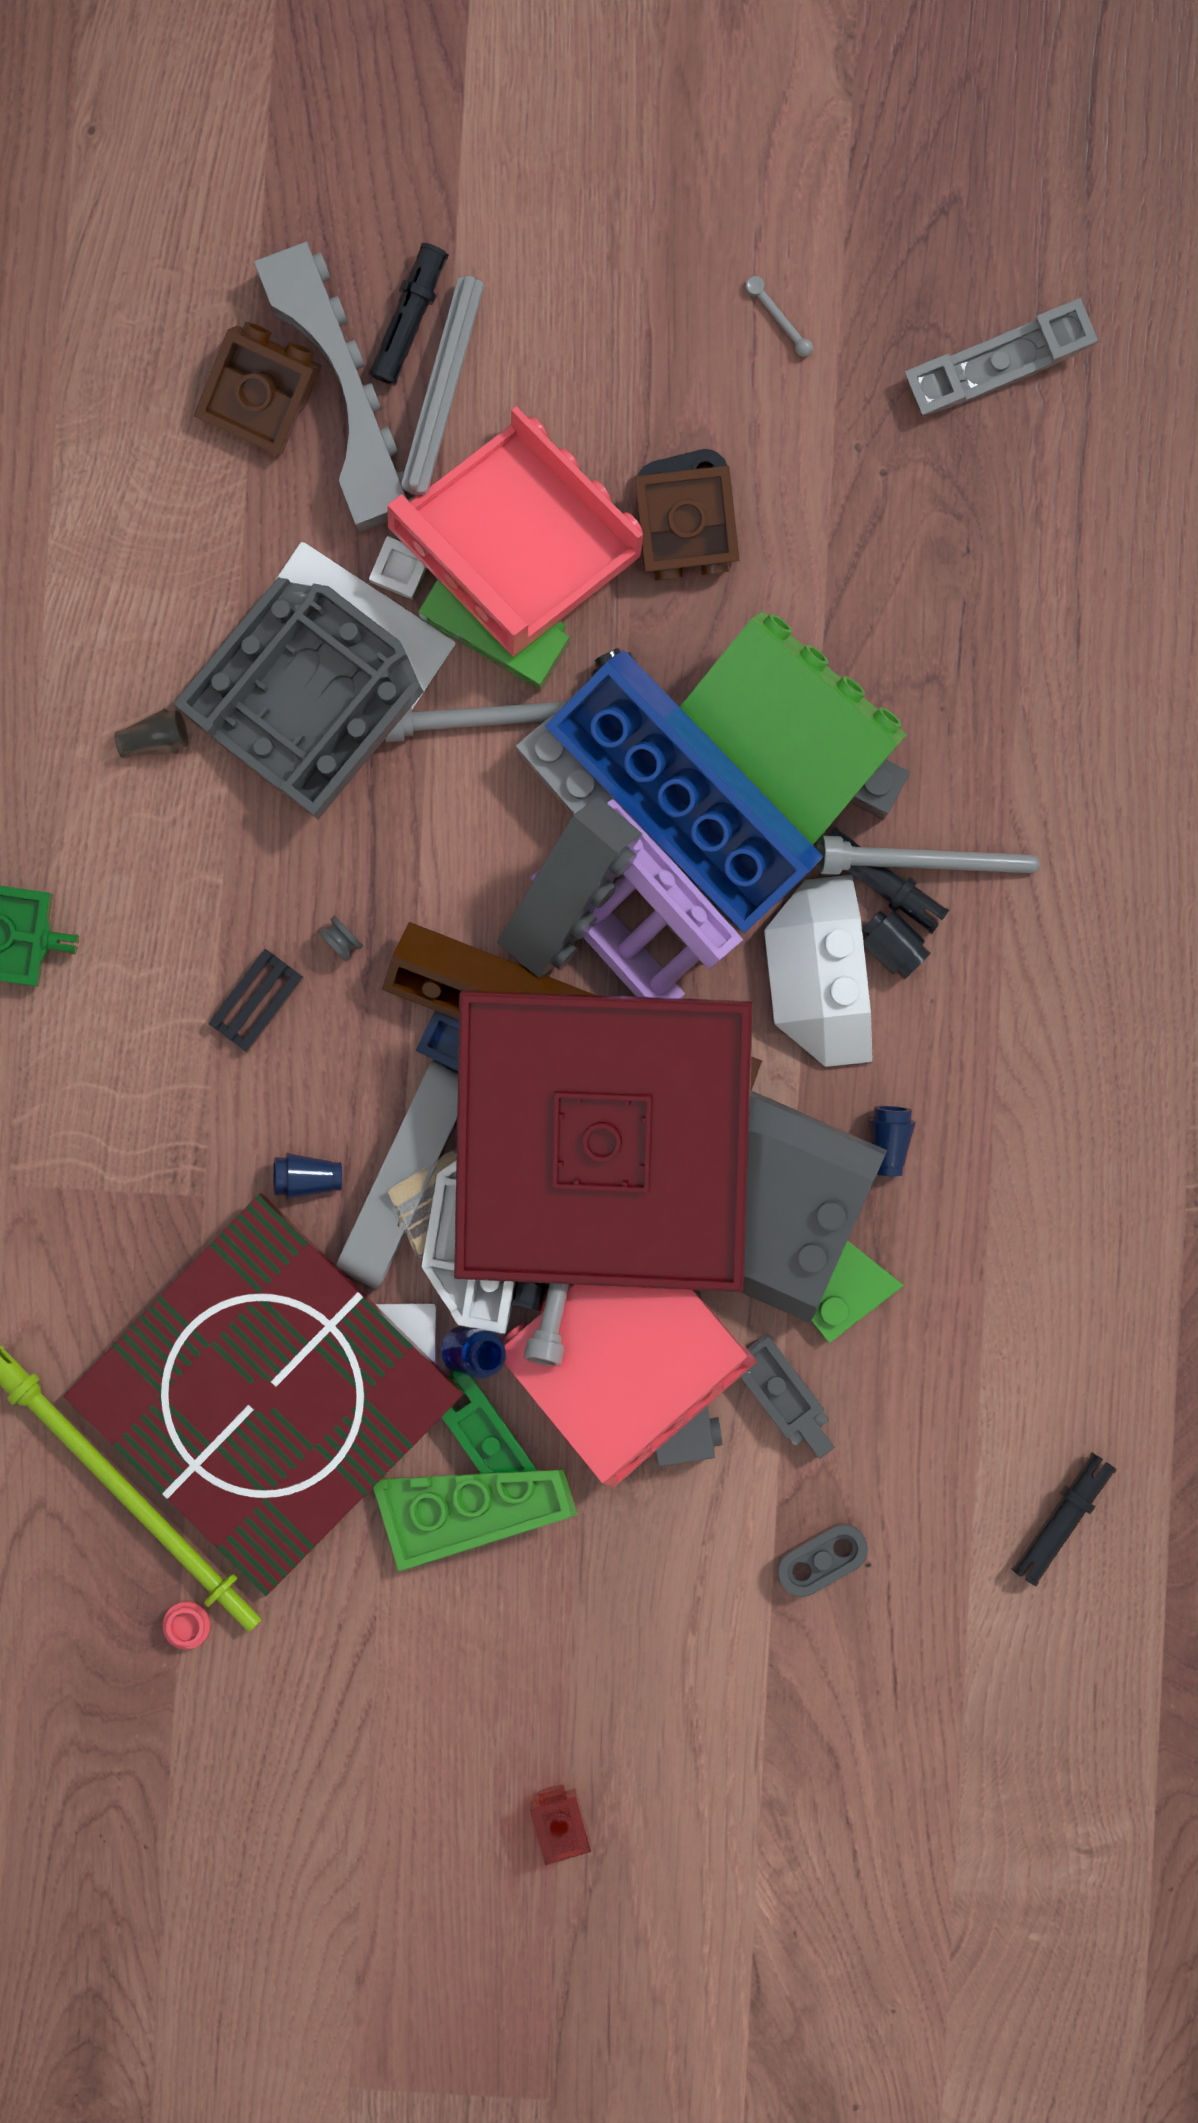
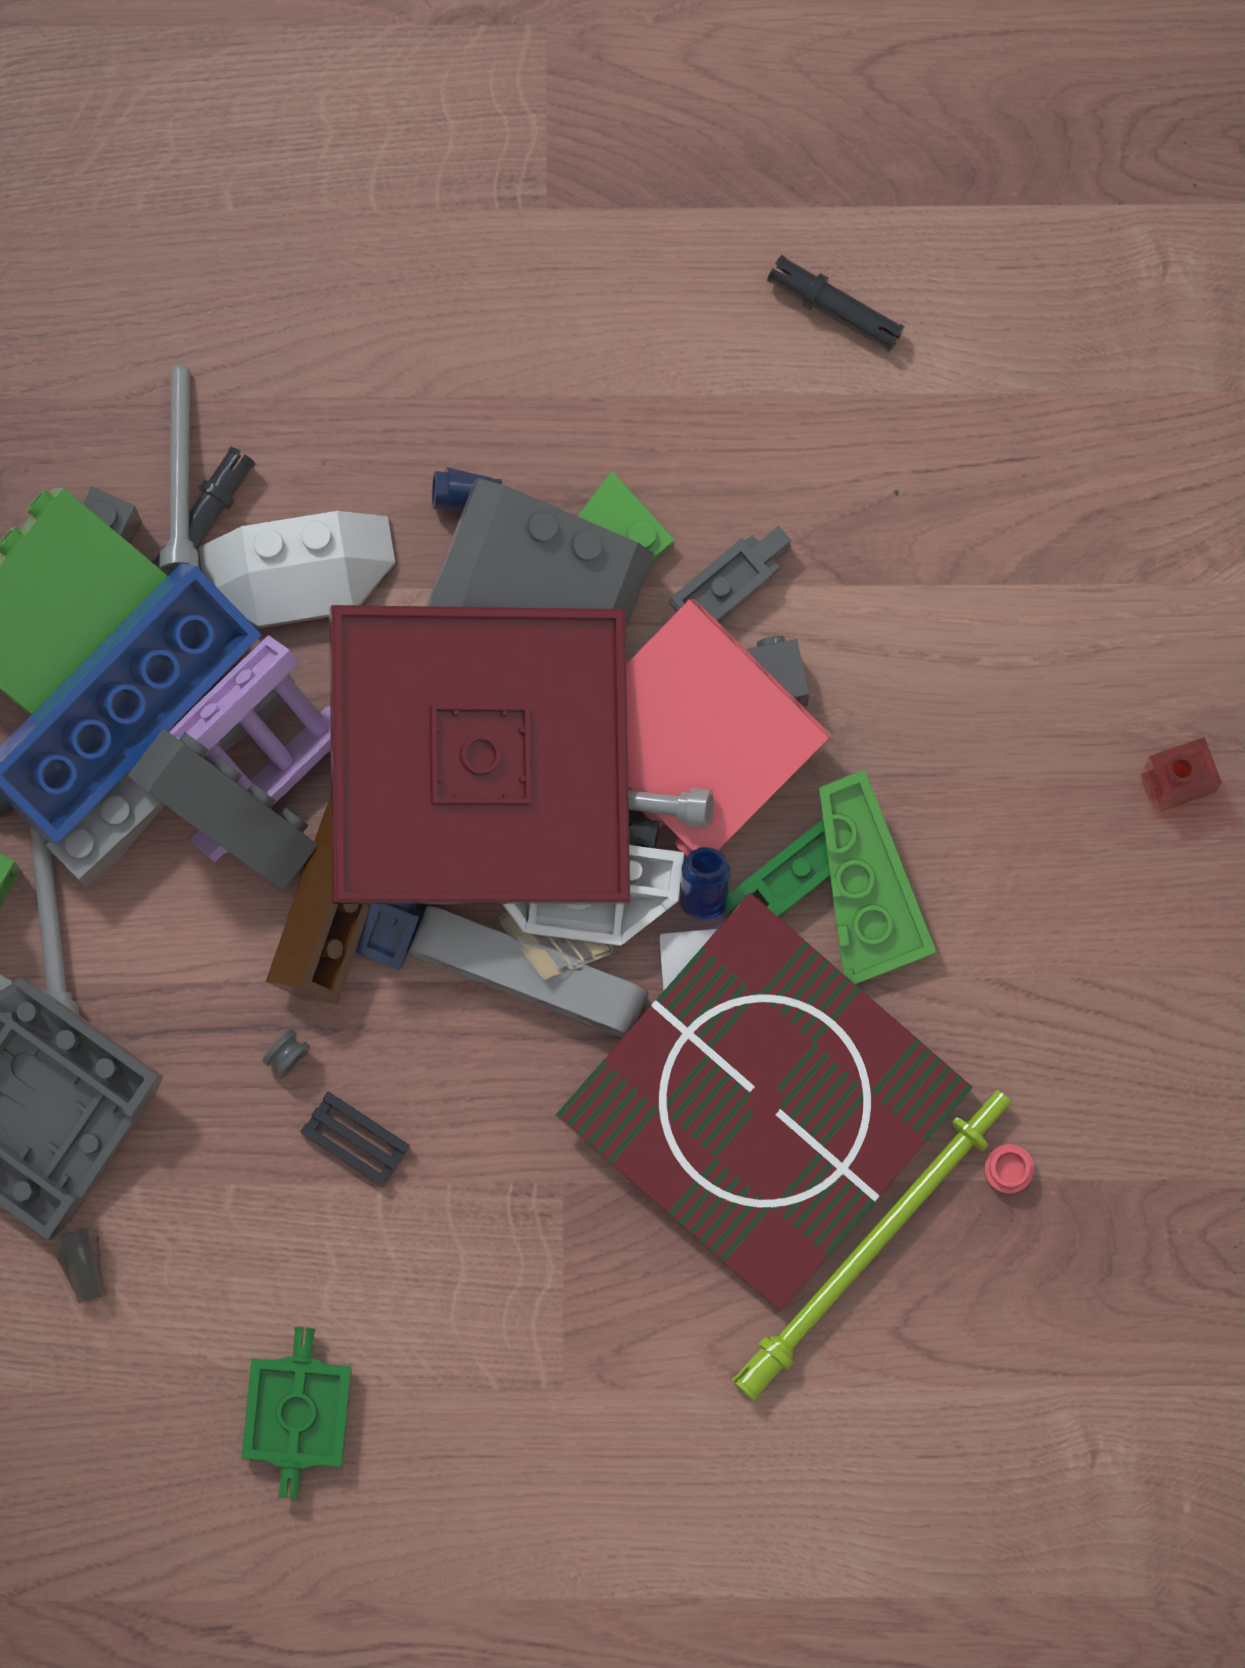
camera: 90 degrees left, 10 degrees down
(305, 1176) = (535, 1075): dark blue cone -> none
(824, 1563) = (894, 535): dark grey plate -> none
(894, 943) = (267, 496): black brick -> none

